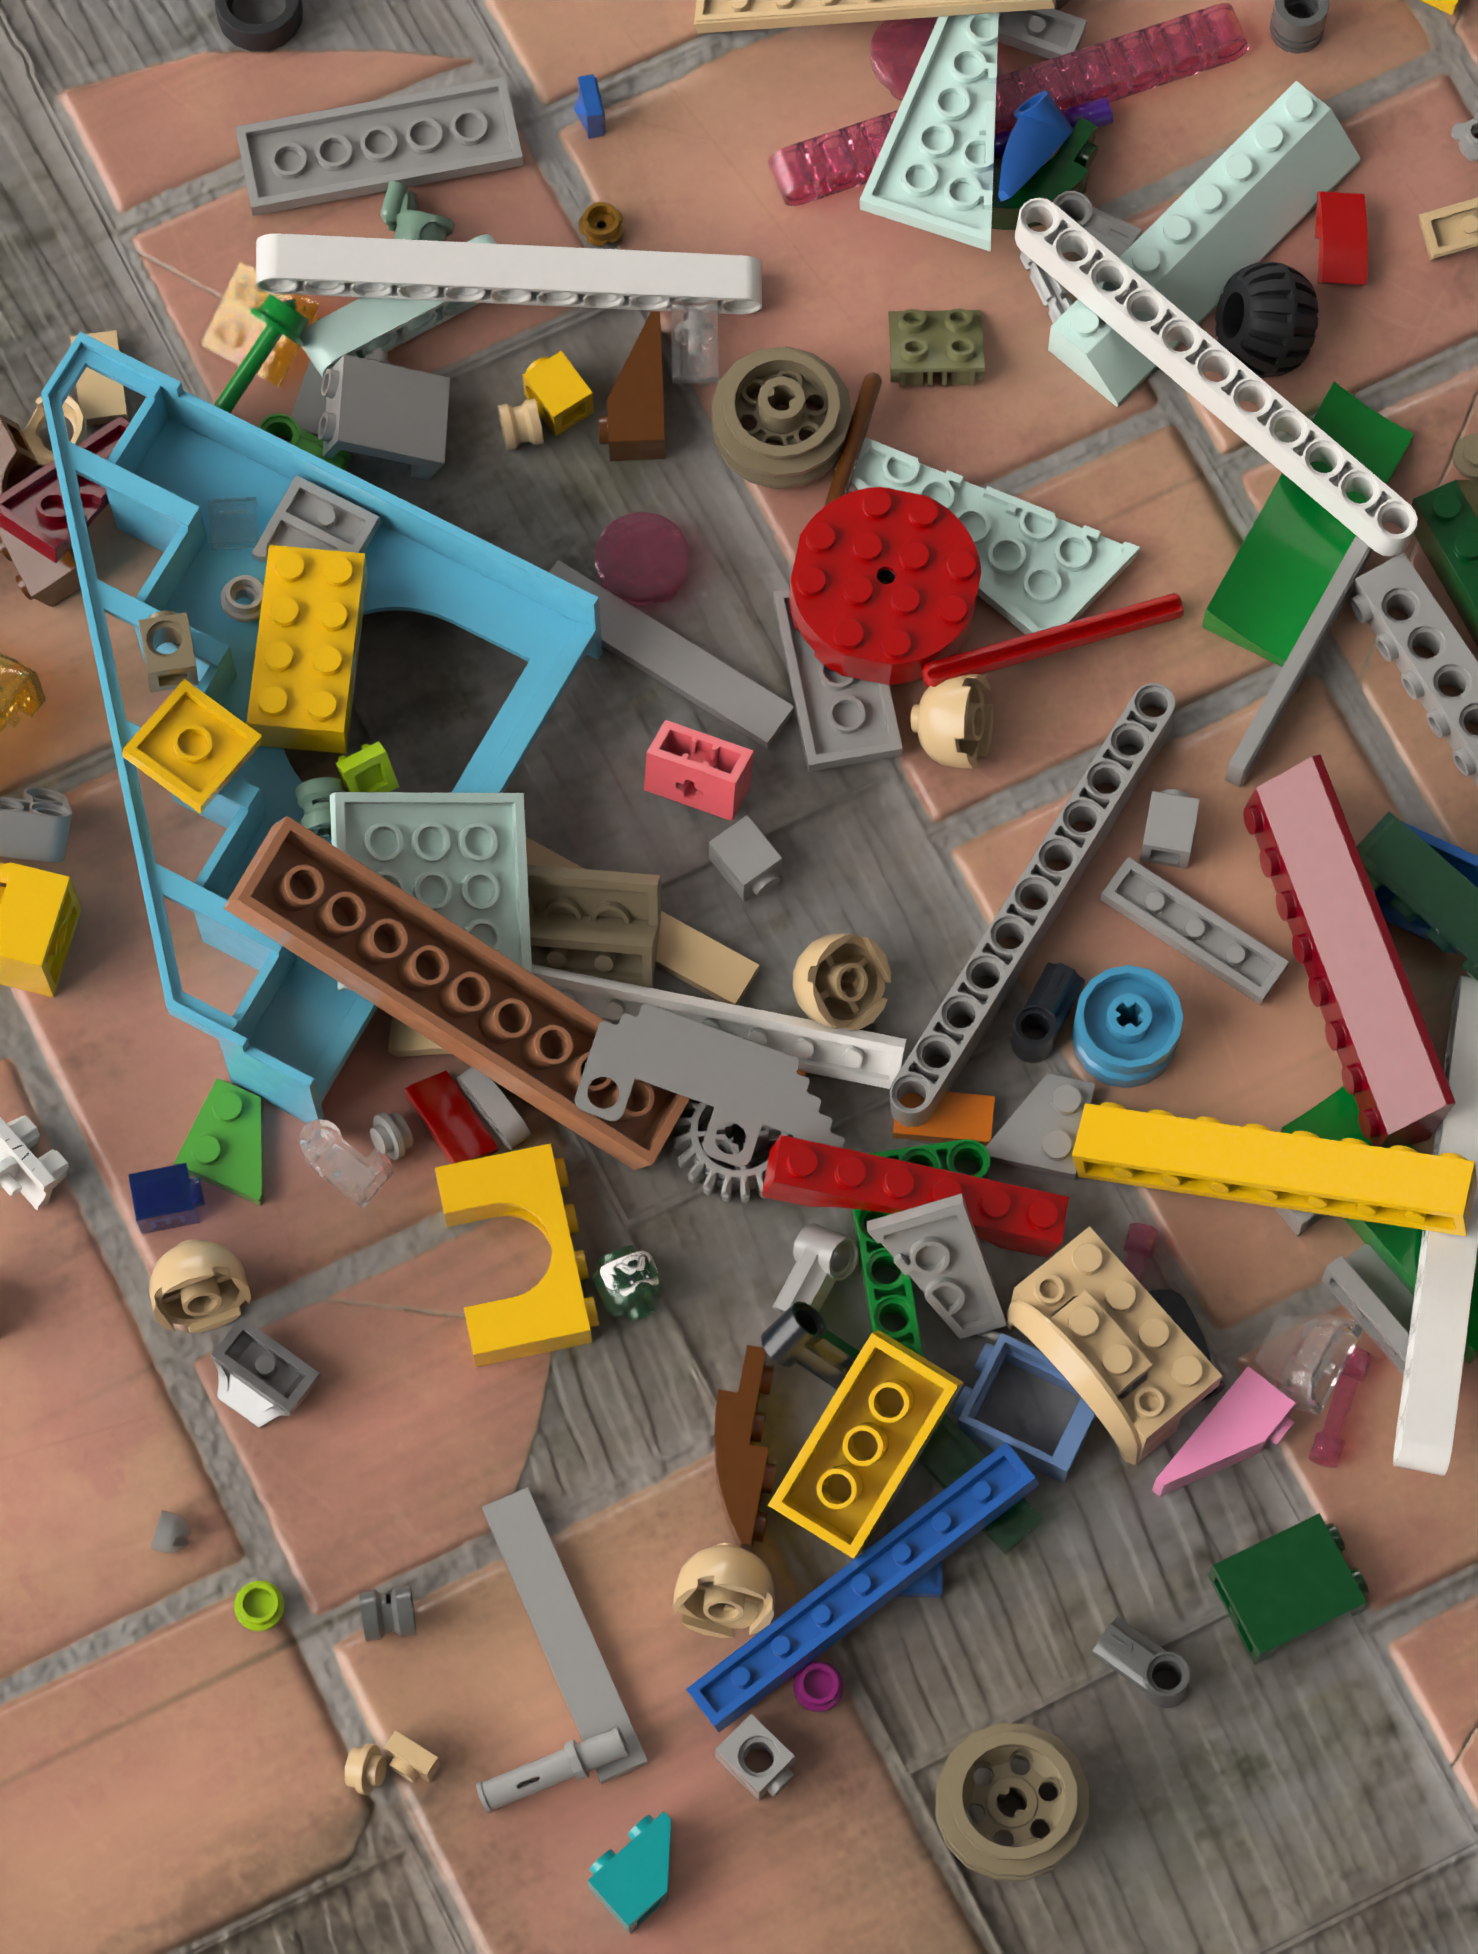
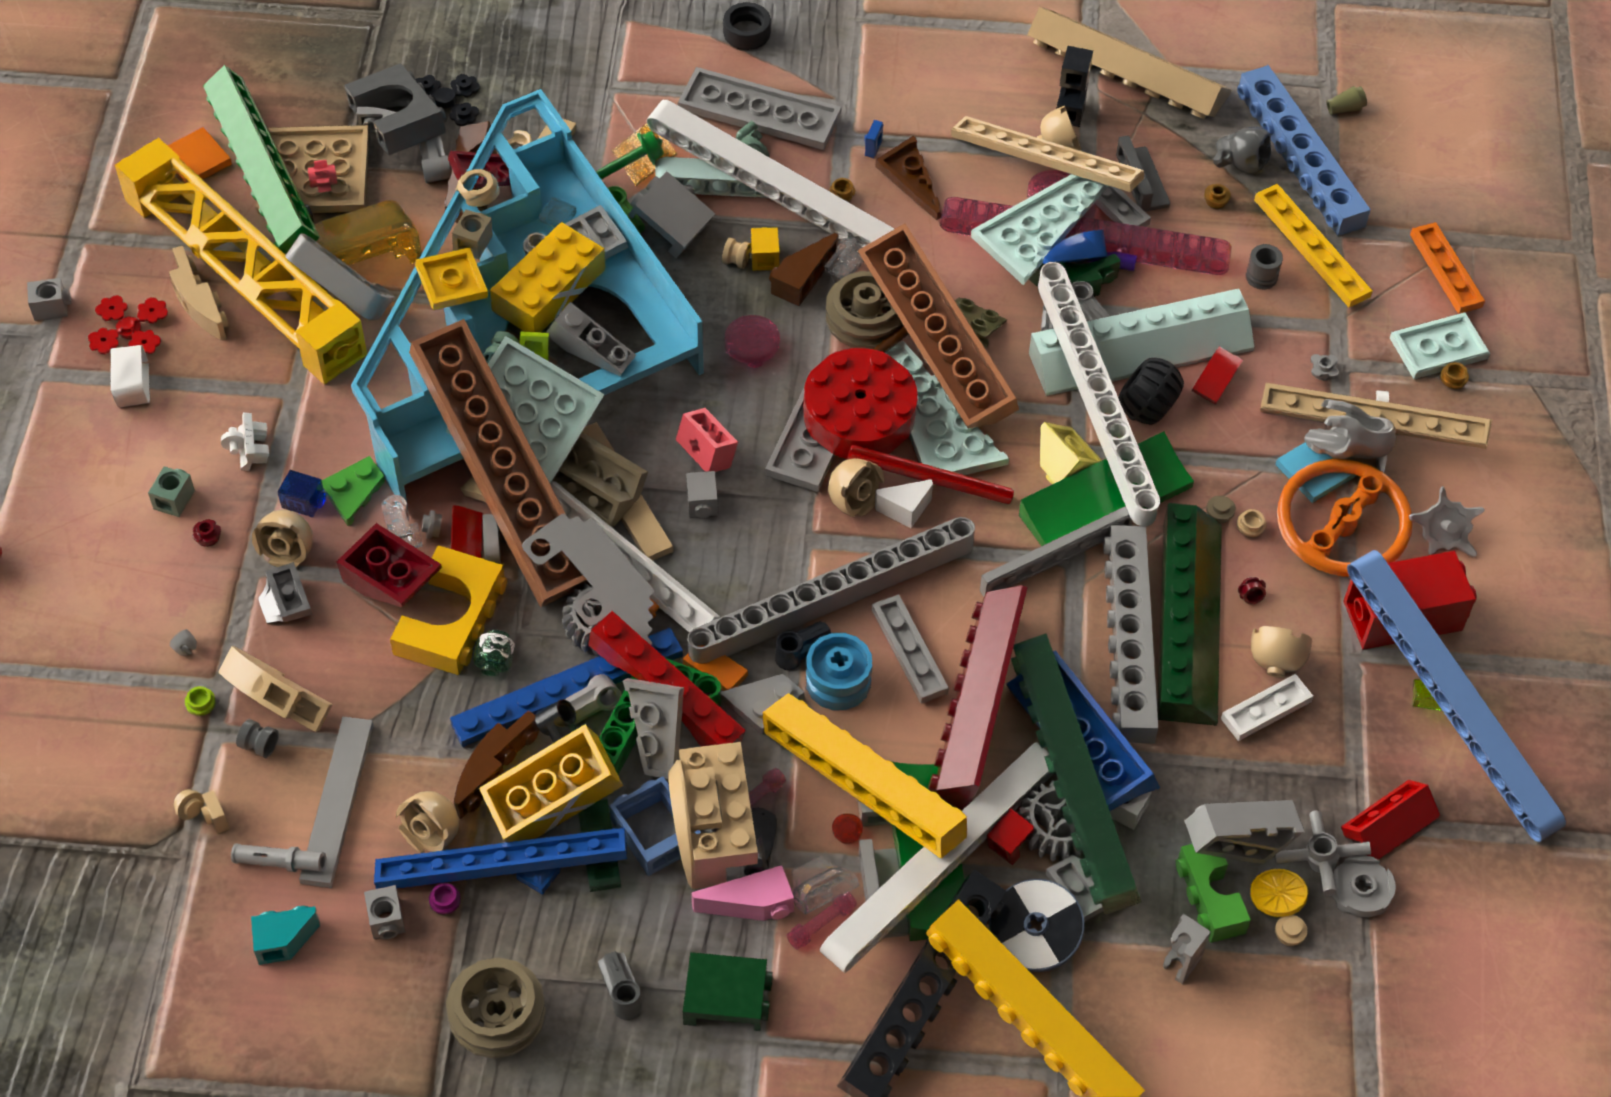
camera: 30 degrees right, 15 degrees down
(66, 1353) = (206, 538): none -> dark red plate
(127, 583) = (479, 197): none -> tan piece
(356, 1531) = (274, 690): none -> tan slope
(393, 1247) = (386, 567): none -> dark red slope
(439, 717) = (589, 341): none -> light grey slope
(676, 136) = (907, 170): none -> reddish brown wing
(684, 665) = (736, 393): light grey tile -> none
(742, 1297) = (507, 709): none -> blue plate
(841, 981) = (706, 570): tan cylinder -> none
(918, 396) = (939, 328): none -> nougat slope
(1039, 705) = (905, 501): none -> white slope
(1169, 828) = (930, 594): light grey brick -> none
(1217, 495) = (1063, 452): none -> light yellow slope
(1286, 1252) = (847, 828): none -> clear red plate

